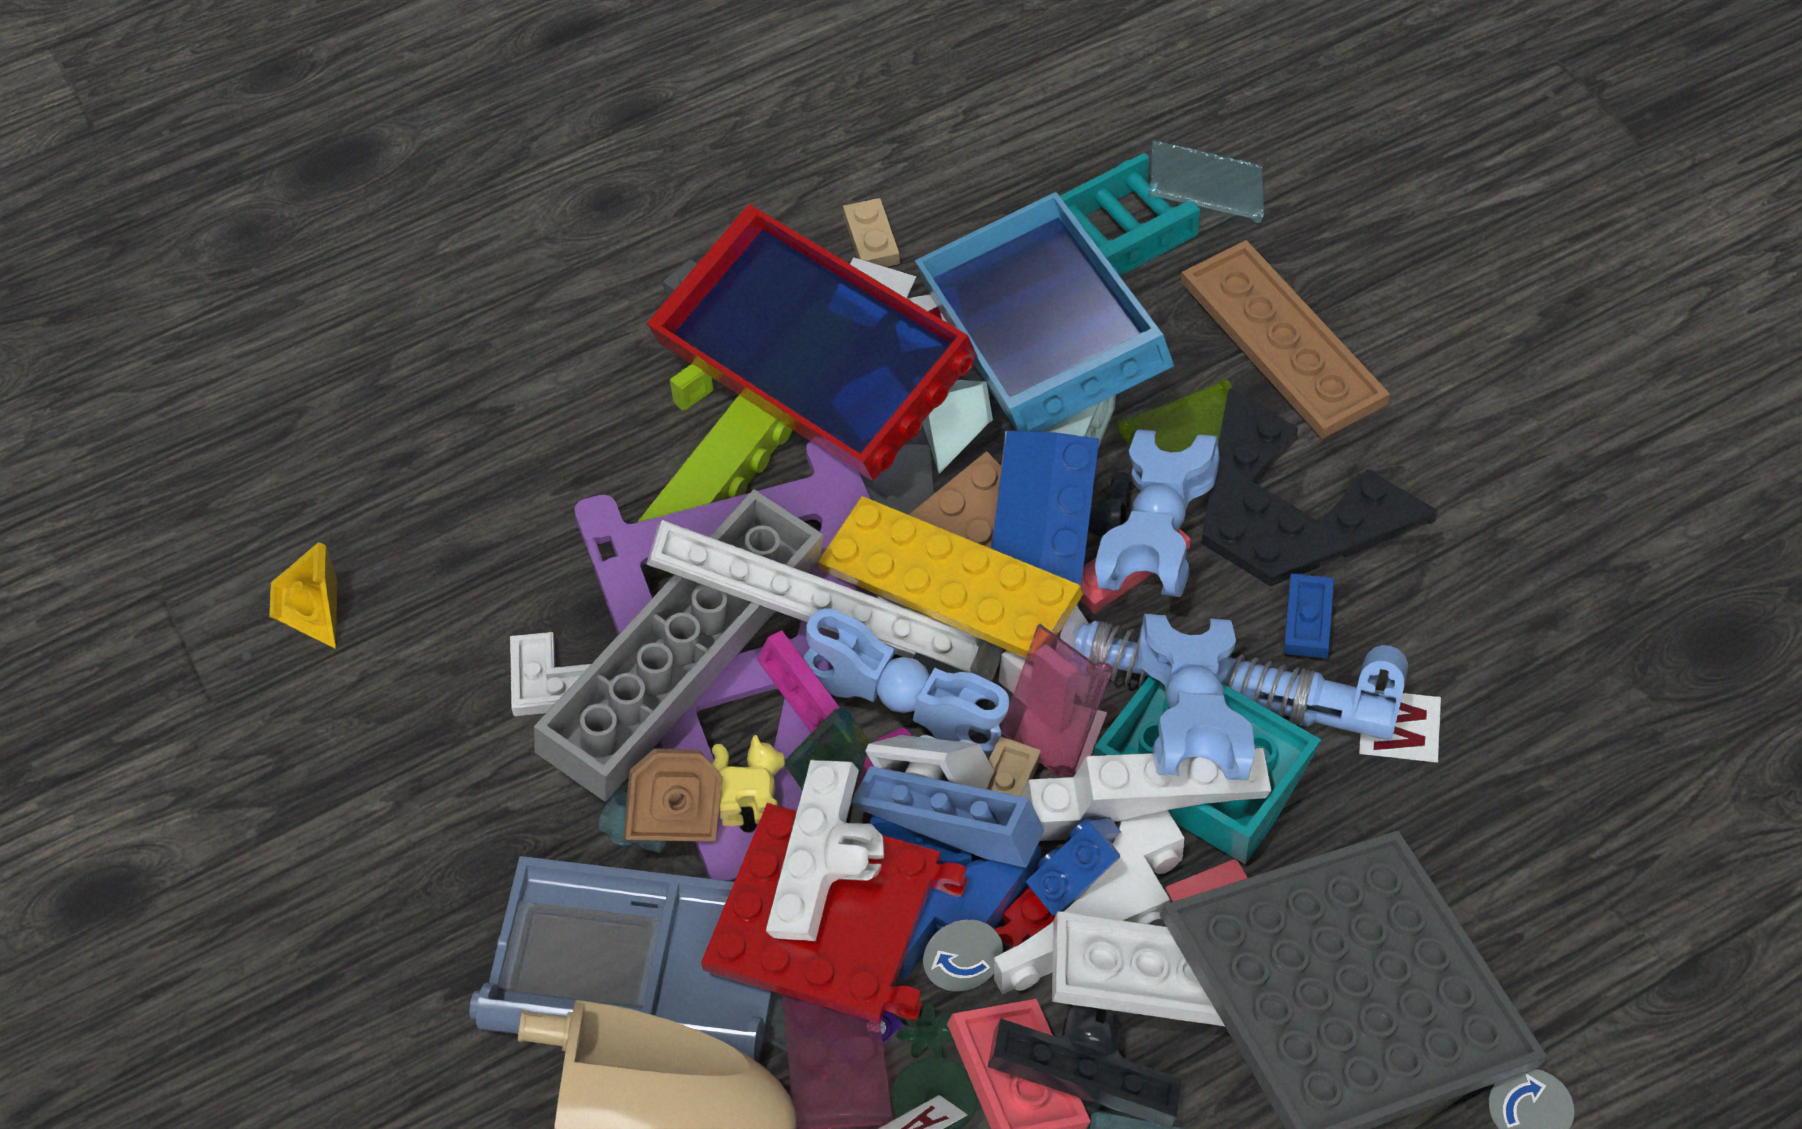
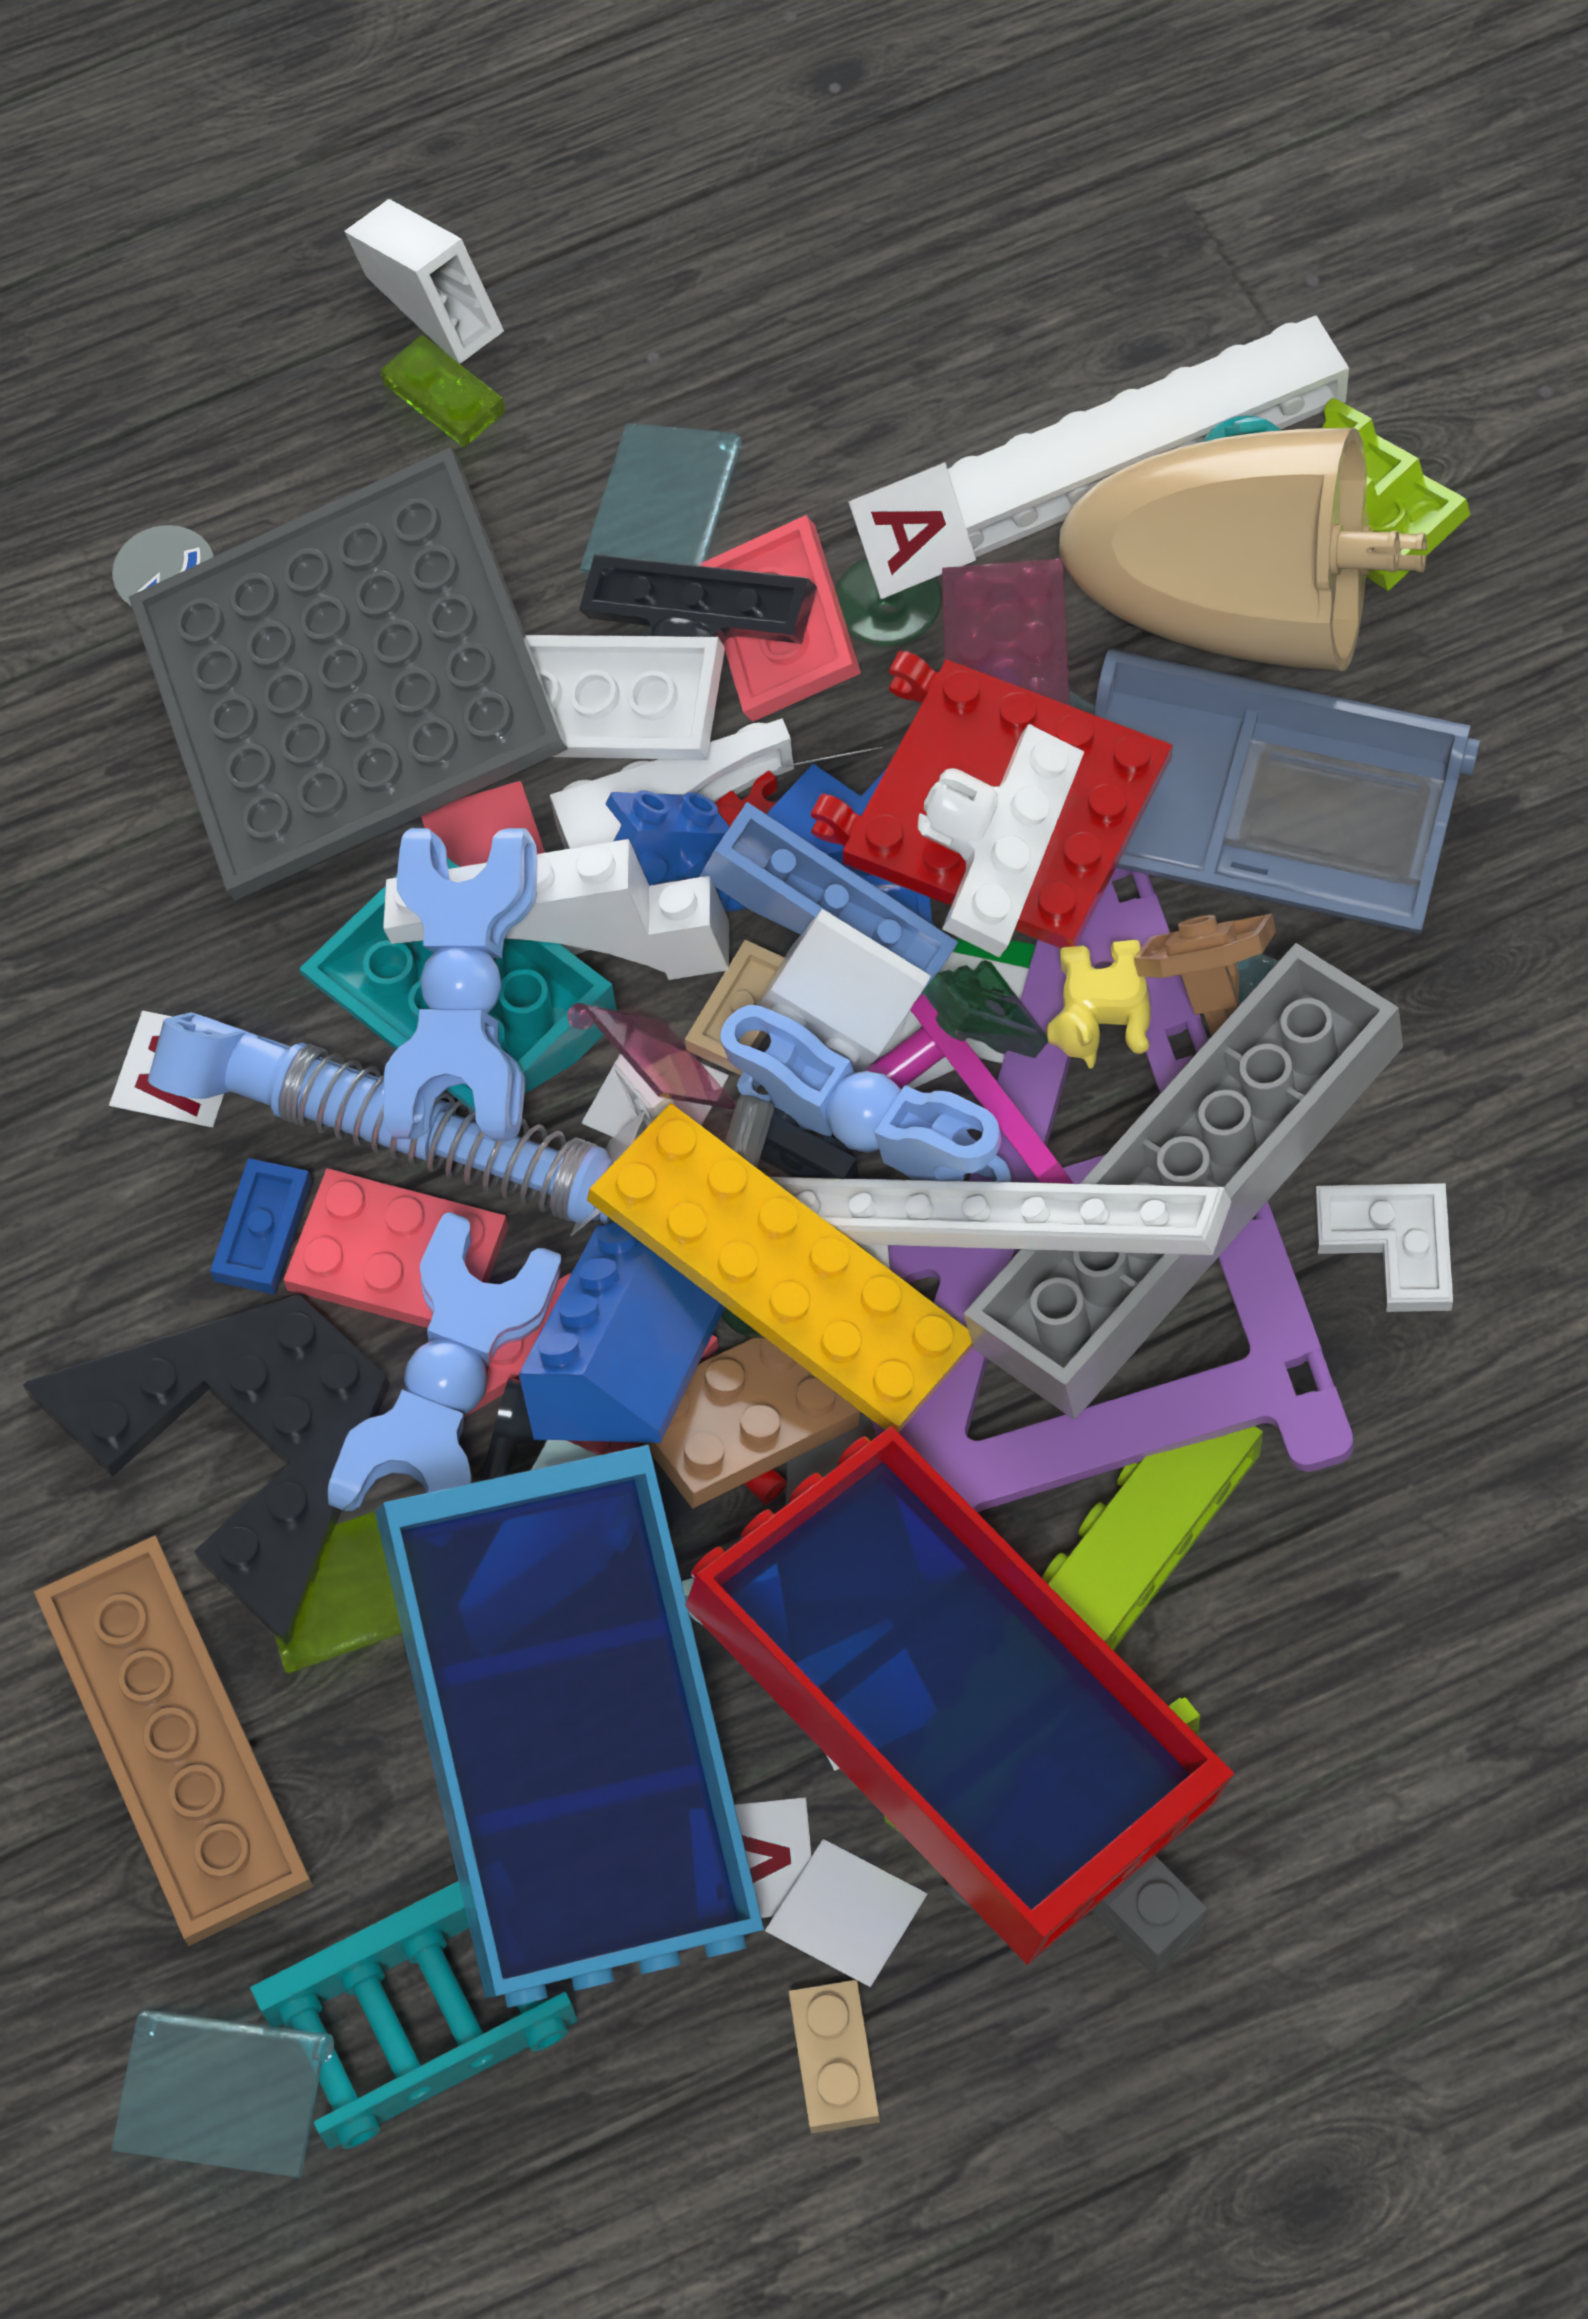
camera: 170 degrees left, 10 degrees up
(927, 1032) = (882, 706): clear green plant -> none
(1248, 603) = (368, 1245): none -> coral plate

